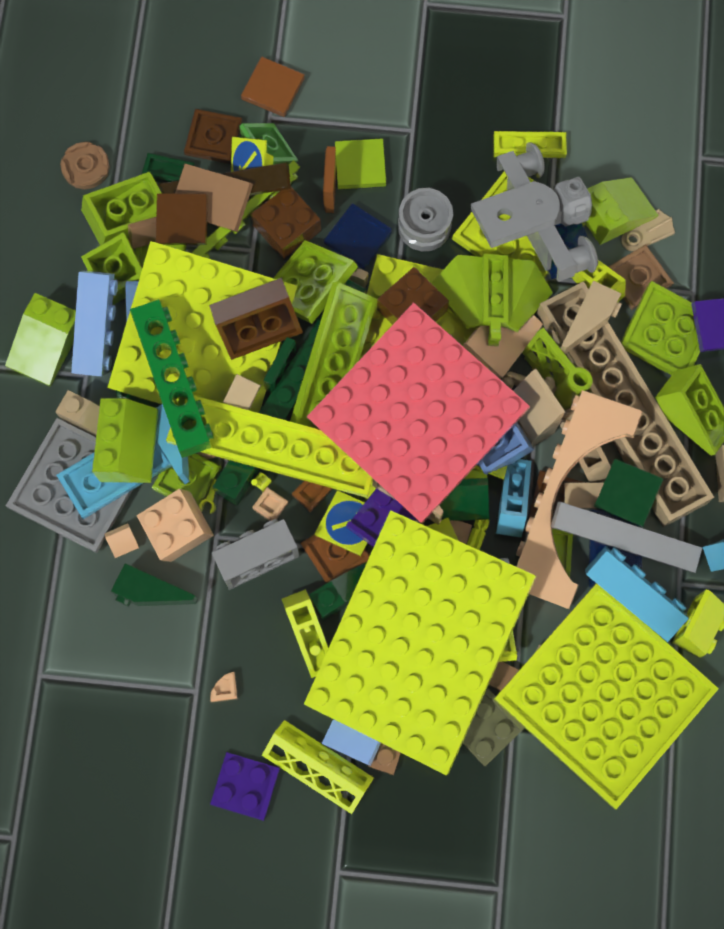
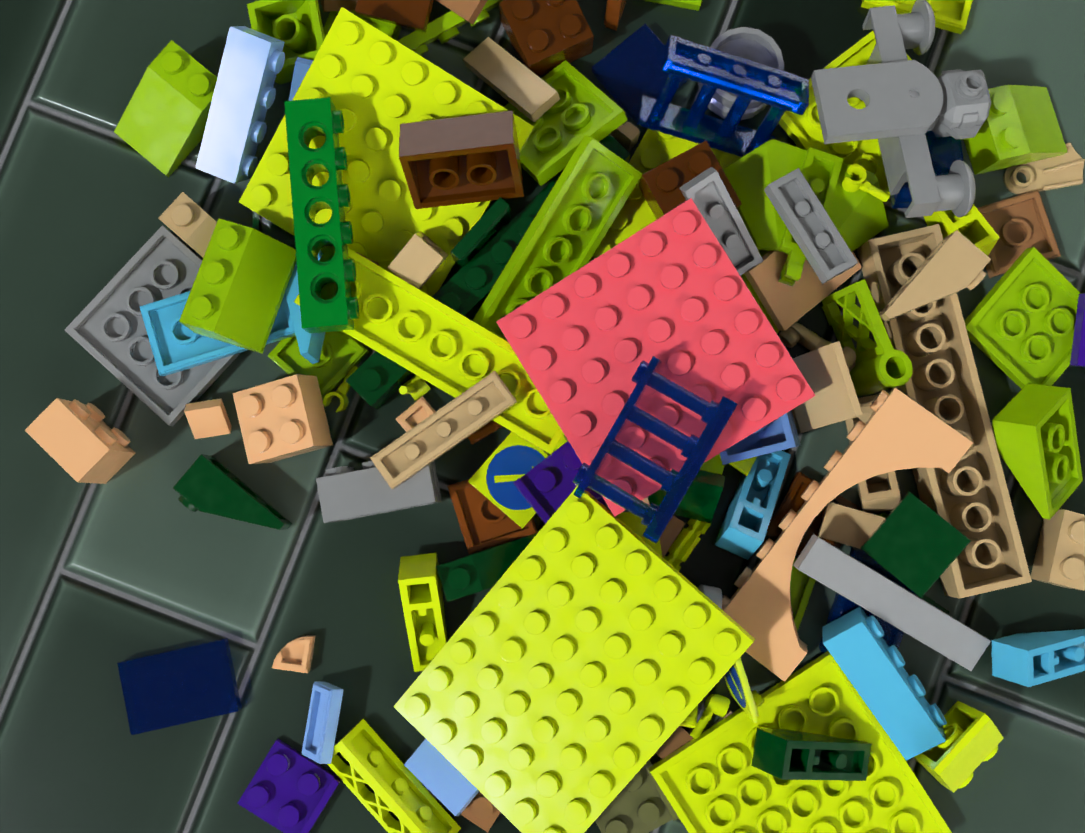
camera: 15 degrees right, 10 degrees up
(44, 578) = (81, 441): none -> light nougat brick
(147, 732) = (179, 686): none -> clear blue tile
(256, 728) = (322, 722): none -> light blue tile
(272, 261) = (511, 79): none -> tan tile
(290, 497) = (443, 430): none -> tan tile
(415, 219) = (724, 72): none -> clear blue fence
(439, 311) = (723, 219): none -> light grey plate
(453, 485) = (673, 482): none -> clear blue fence
(497, 302) = (810, 226): none -> light grey plate
(519, 271) = (860, 174): none -> neon yellow hand
(528, 642) = (714, 704): none -> neon yellow hand
(537, 618) = (740, 690): none -> neon yellow piece
(601, 653) = (810, 756): none -> dark green slope

